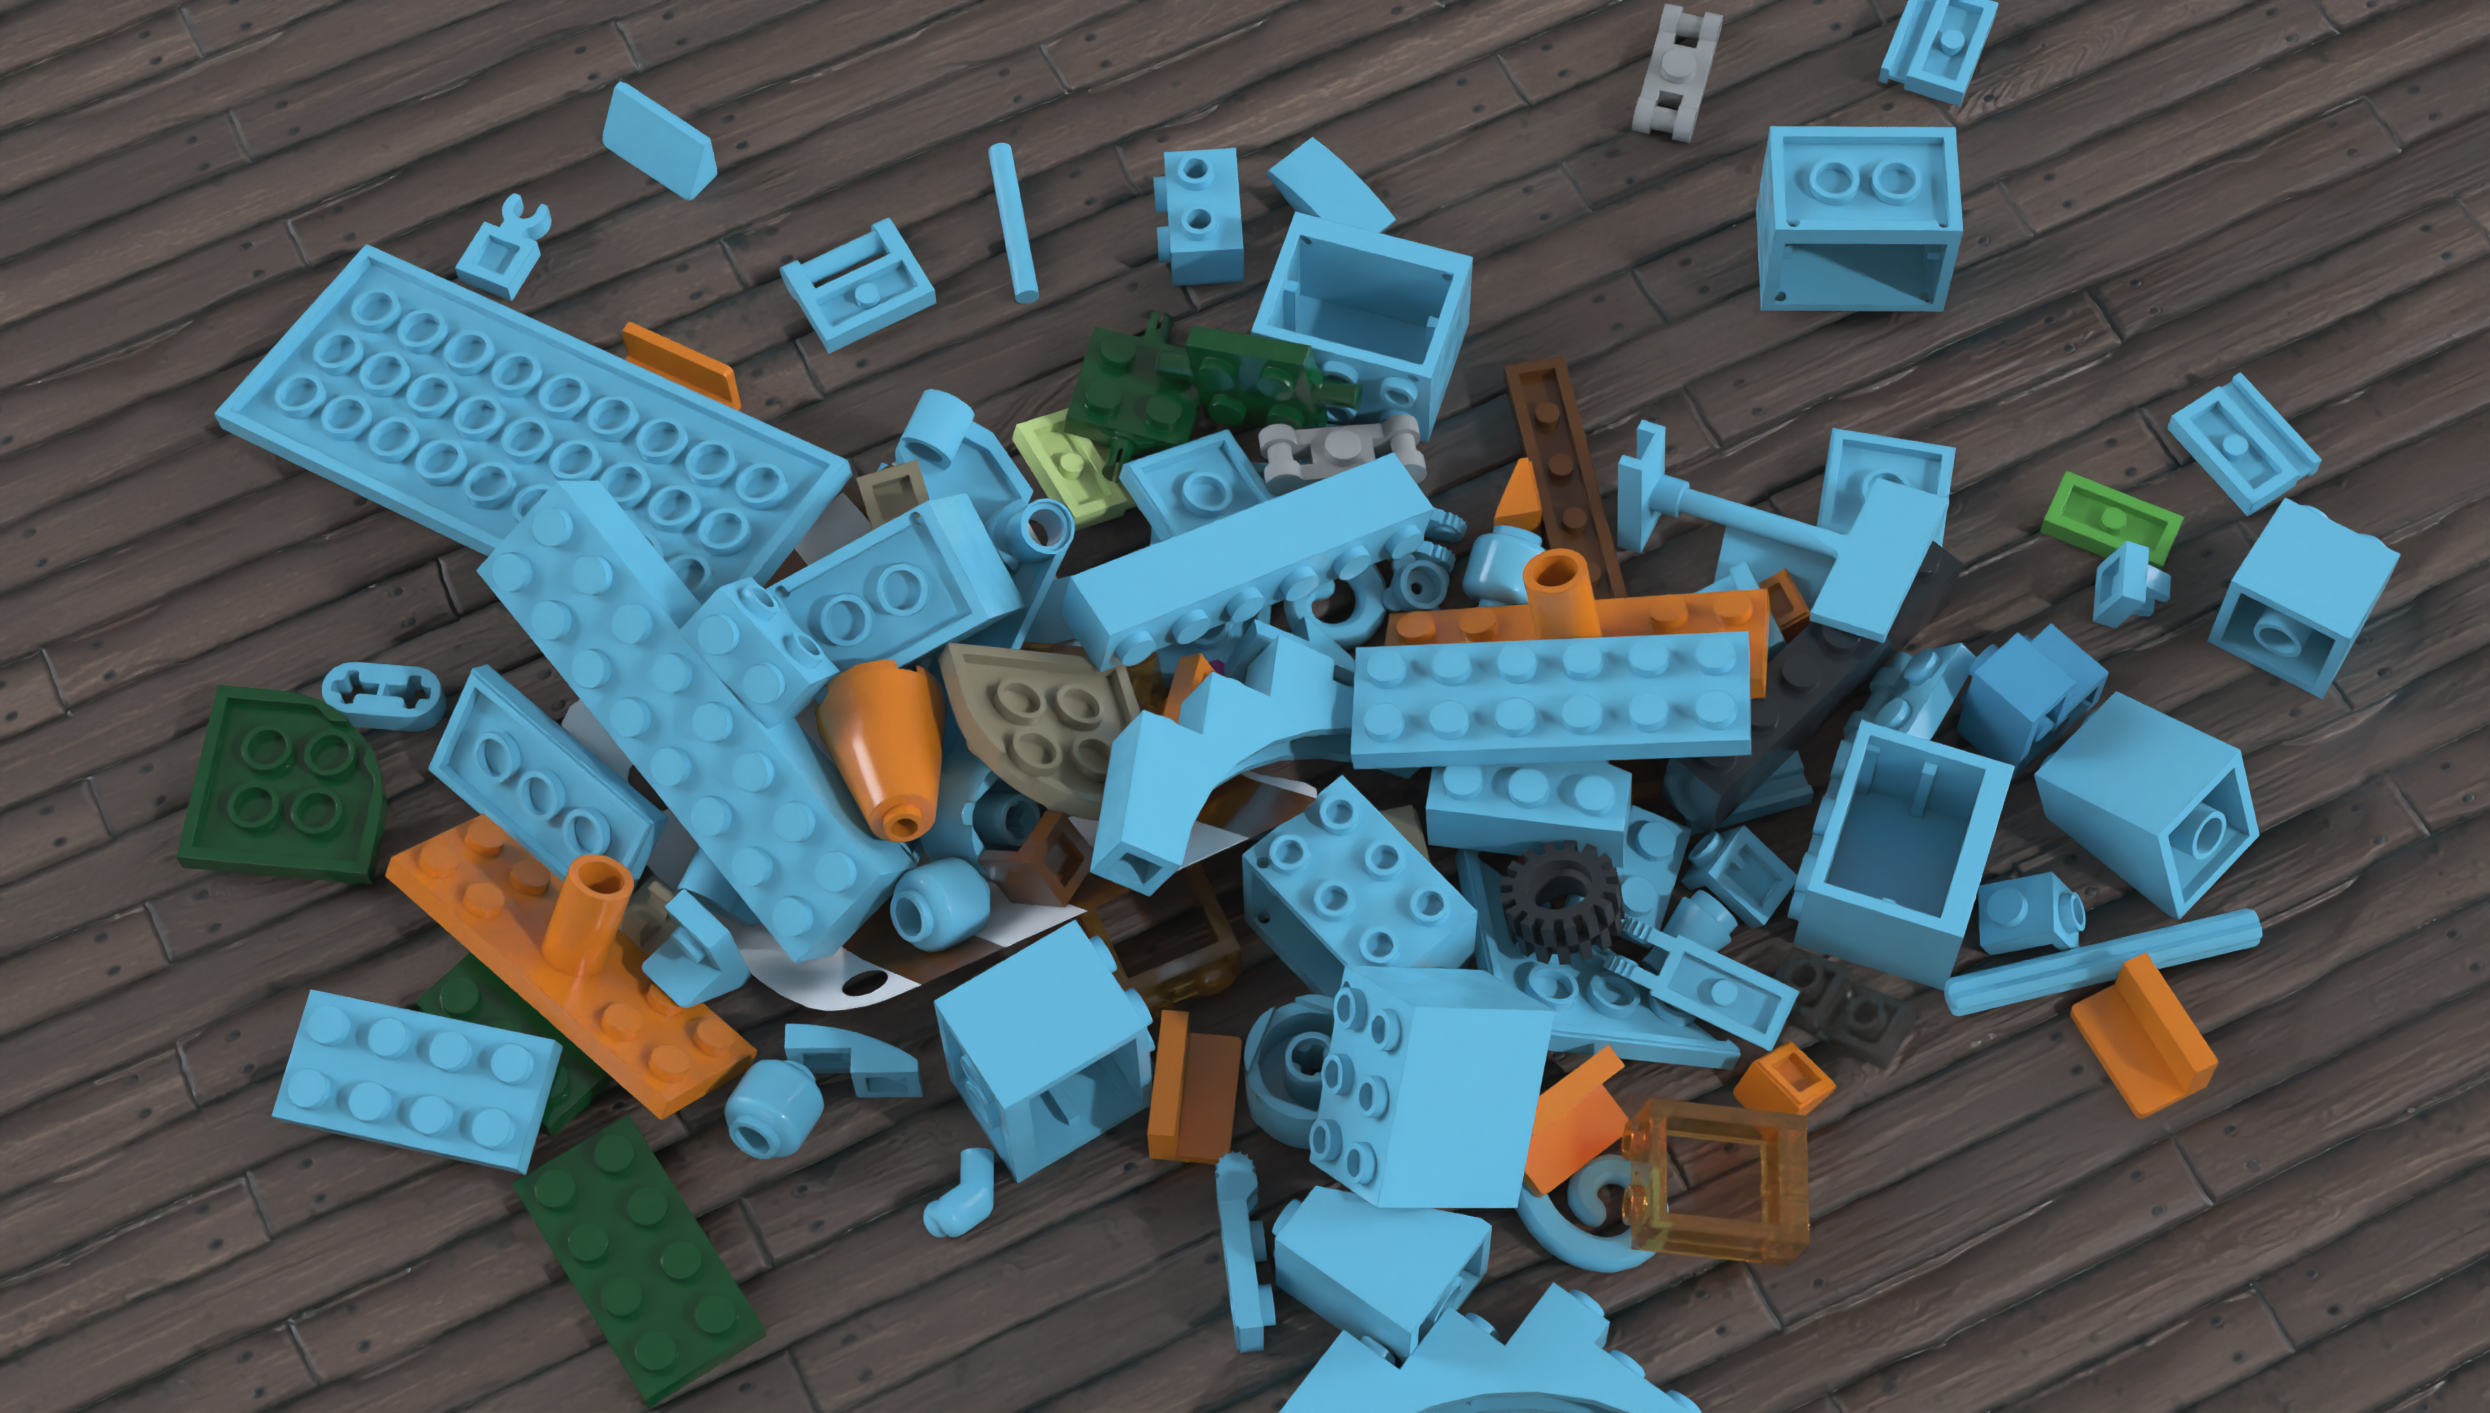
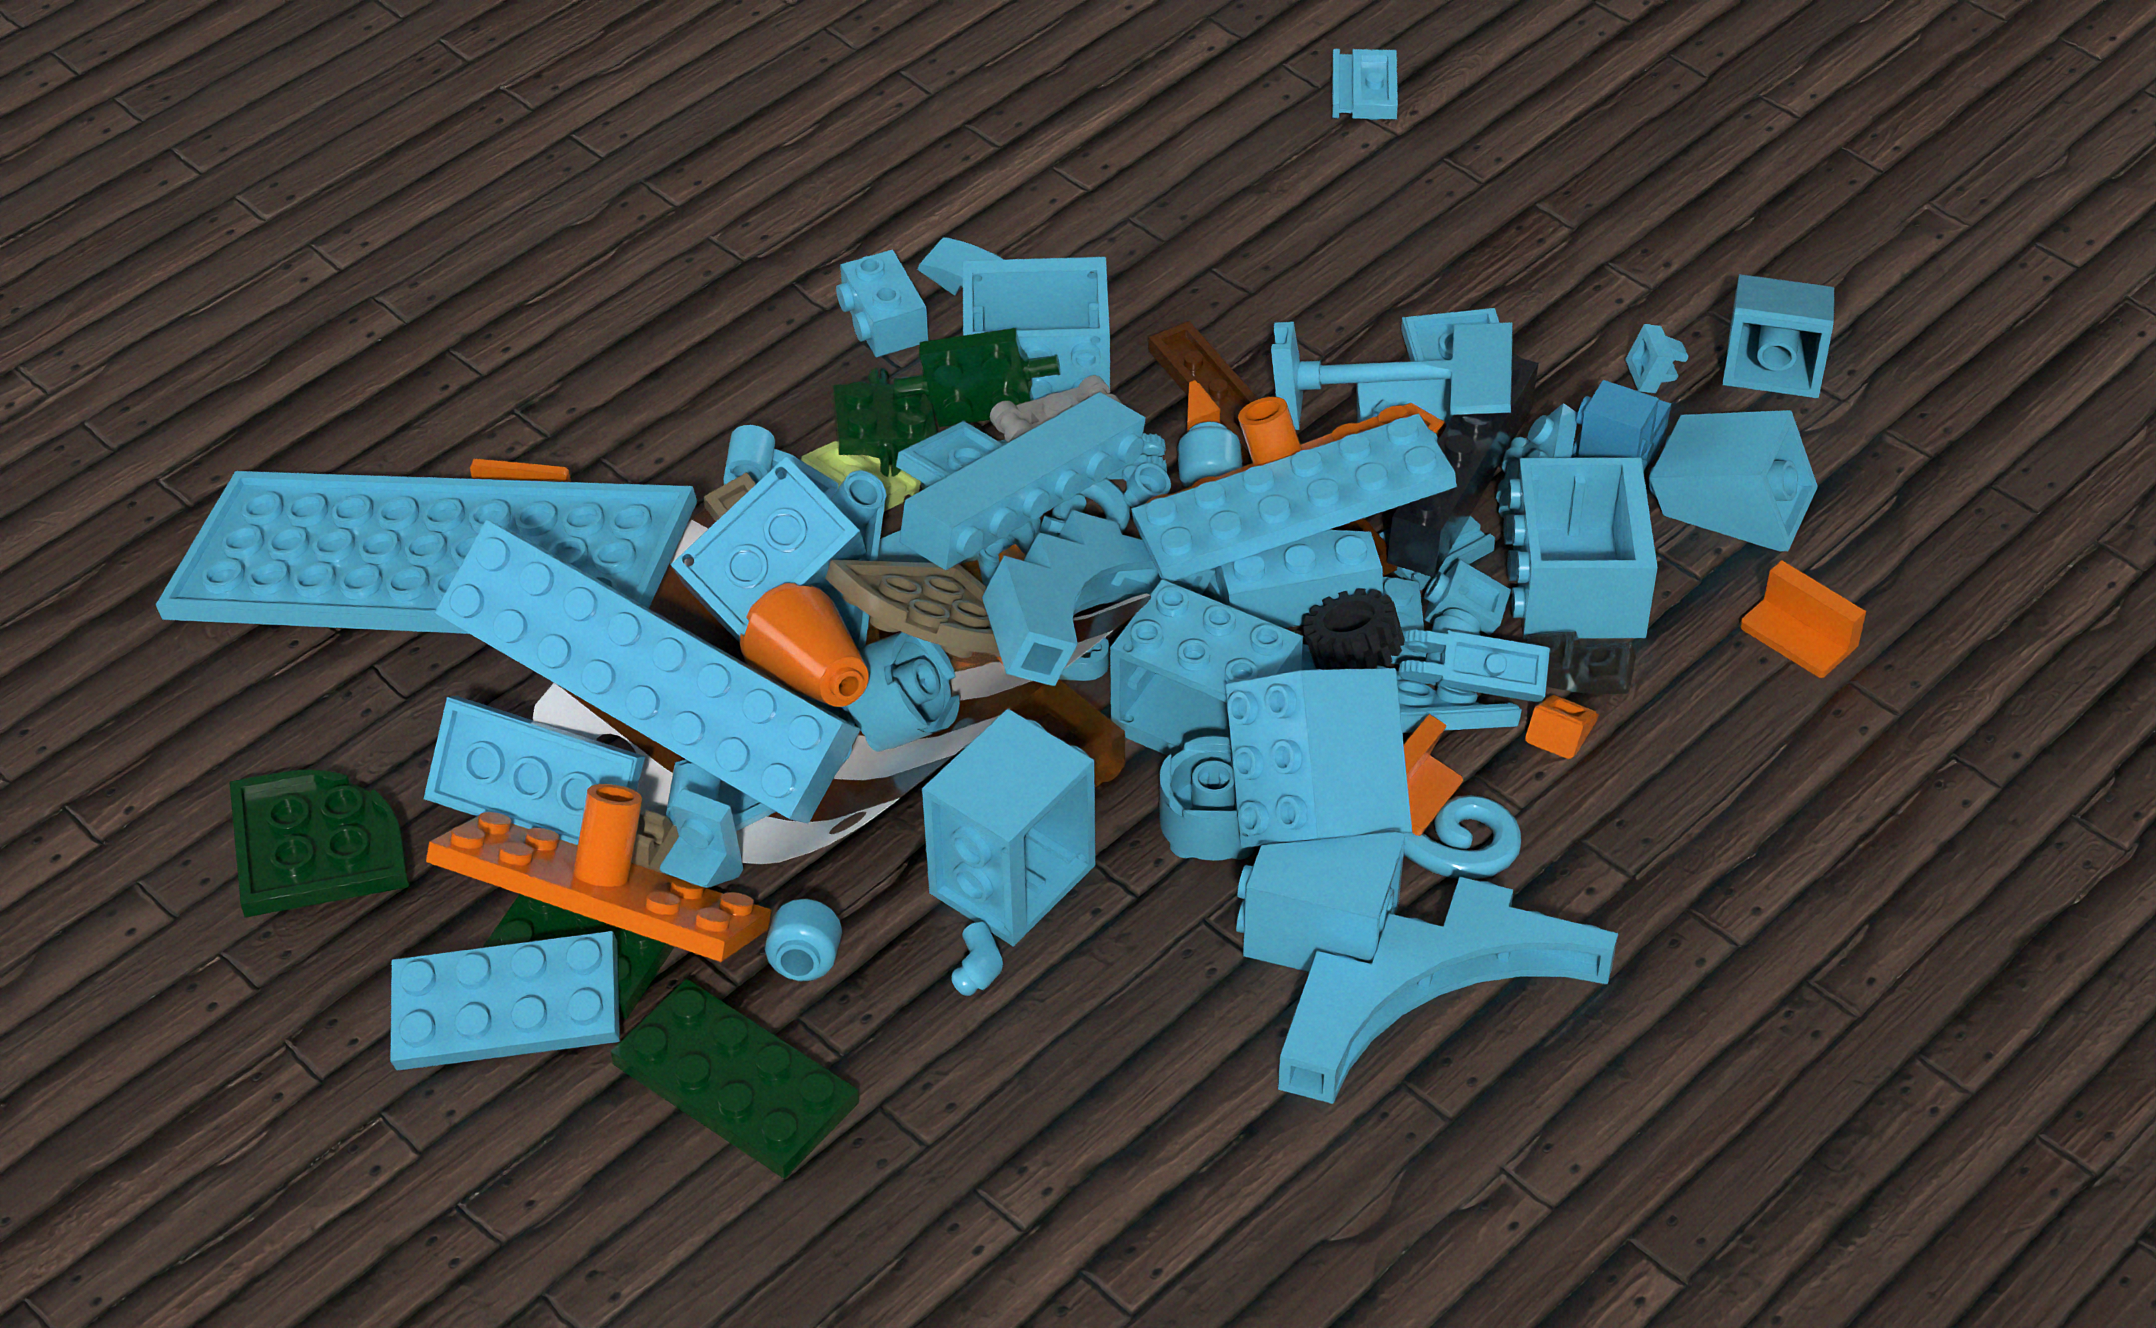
camera: 20 degrees left, 15 degrees down
(384, 696) = (369, 757): medium azure beam -> none
(504, 255) = (351, 450): medium azure plate -> none
(658, 142) = (443, 355): medium azure slope -> none
(758, 651) = (686, 600): medium azure brick -> none
(865, 297) = (638, 408): medium azure plate -> none
(873, 1064) = (868, 888): medium azure slope -> none
(940, 904) = (888, 748): medium azure head -> none
(1013, 223) = (739, 345): medium azure bar -> none
(1046, 865) = (960, 699): reddish brown panel -> none
(1193, 1093) = (1127, 849): orange panel -> none
(1242, 1247) = (1212, 934): medium azure hinge -> none
(1677, 74) = (1188, 146): light grey plate -> none
(1783, 1183) = (1593, 814): clear orange window -> none
(1858, 218) = (1366, 181): medium azure container -> none
(2029, 914) = (1686, 567): medium azure bracket -> none
(2101, 962) = (1744, 588): medium azure axle -> none
(2105, 518) = (1616, 325): bright green plate -> none
(2244, 444) = (1691, 260): medium azure plate -> none

